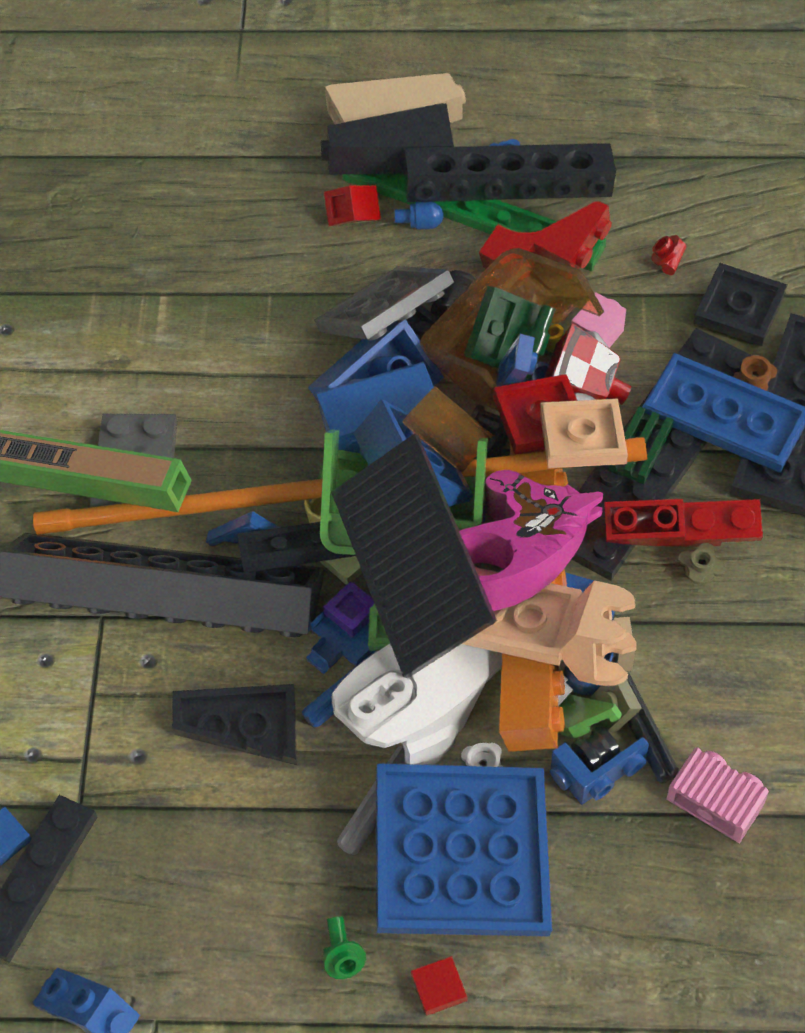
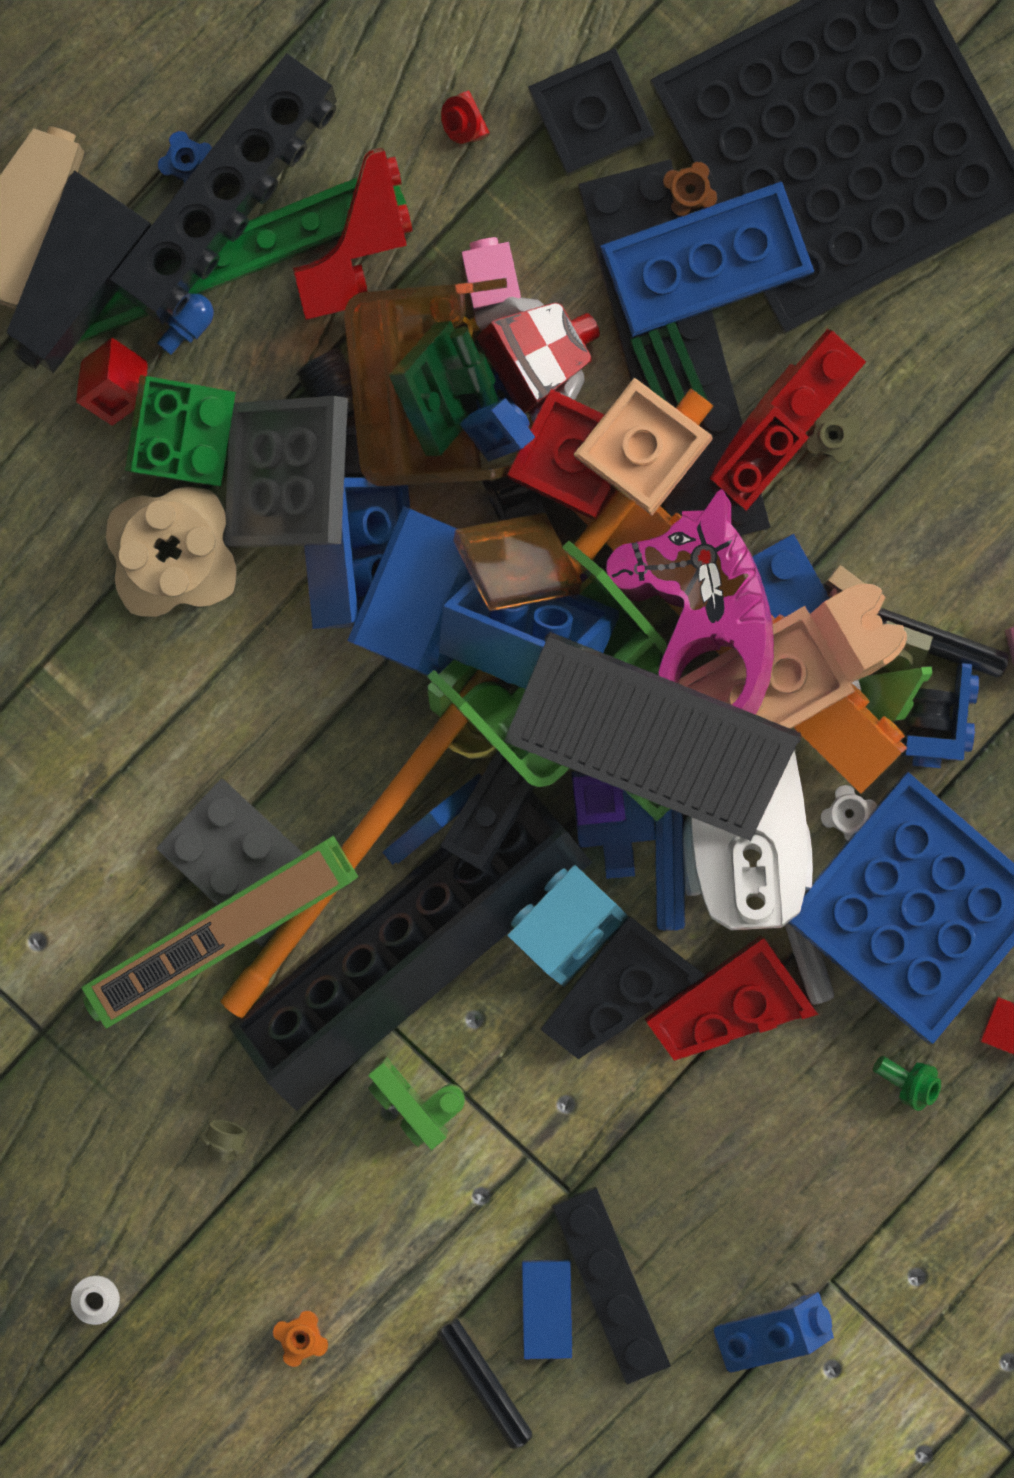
camera: 50 degrees left, 30 degrees up
(56, 654) = (421, 1119): none -> bright green plate
(252, 645) = (567, 924): none -> medium azure slope
(285, 296) = (198, 577): none -> tan brick
(292, 791) = (732, 1000): none -> red wing
(356, 248) = (180, 430): none -> green plate

